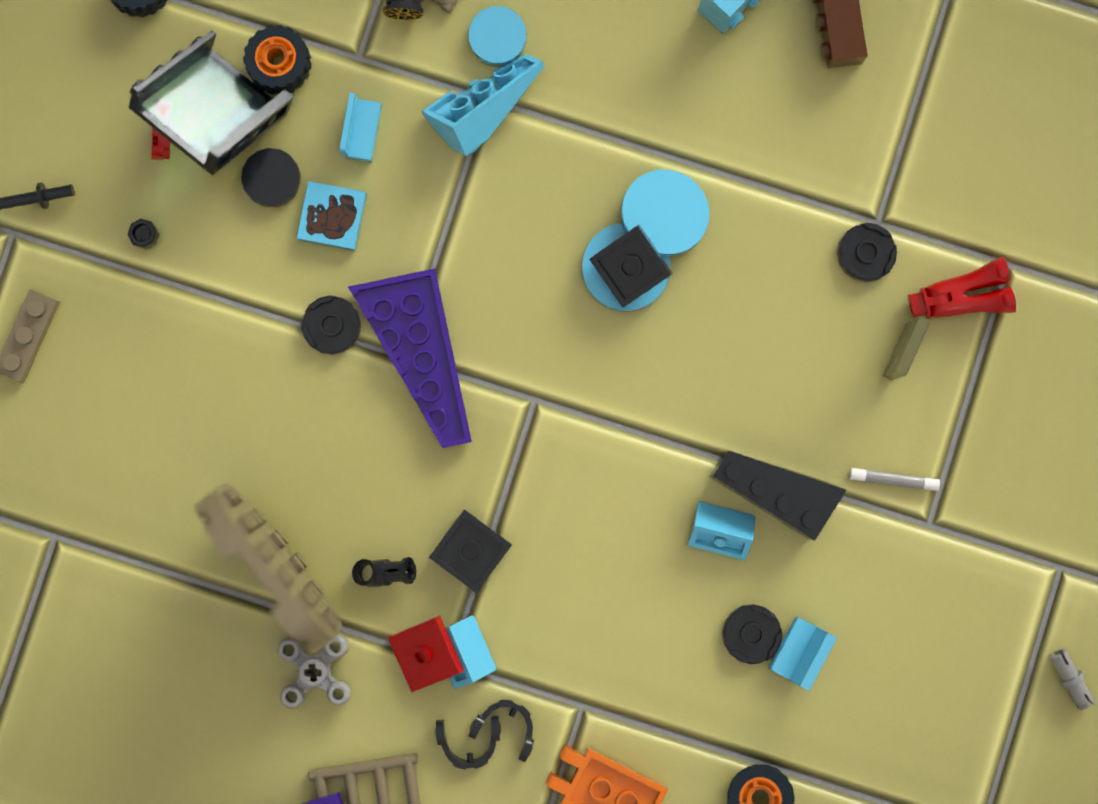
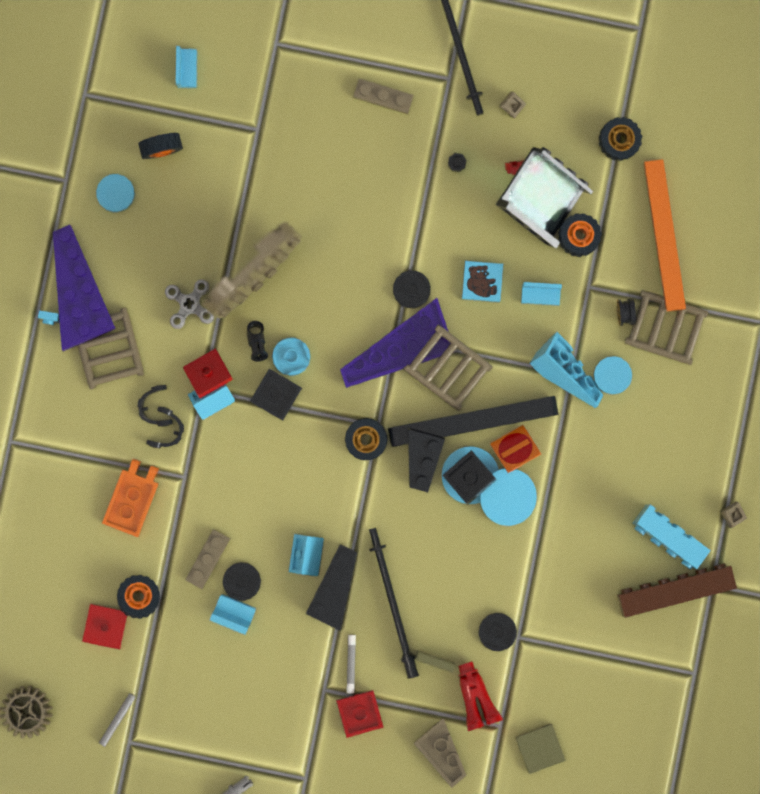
camera: 90 degrees right, 0 degrees up
(58, 692) = (160, 145): none -> black wheel
(64, 139) = (512, 104): none -> dark tan tile
(126, 770) = (115, 193): none -> medium azure tile
(271, 177) = (503, 239): black tile -> none
(414, 521) = (291, 356): none -> medium azure tile
(443, 246) = (469, 355): none -> dark tan bar
(544, 253) = (478, 419): none -> black beam
(573, 419) = (354, 443): none -> black wheel
(593, 192) = (515, 448): none -> piece
(593, 334) = (423, 457): none -> black wing
(712, 683) = (207, 559): none -> dark tan plate
(893, 391) = (407, 657): none -> black bar
(971, 474) = (359, 713): none -> red plate
(1042, 356) = (441, 753): none -> dark tan wing
(1048, 207) = (540, 748): none -> olive tile

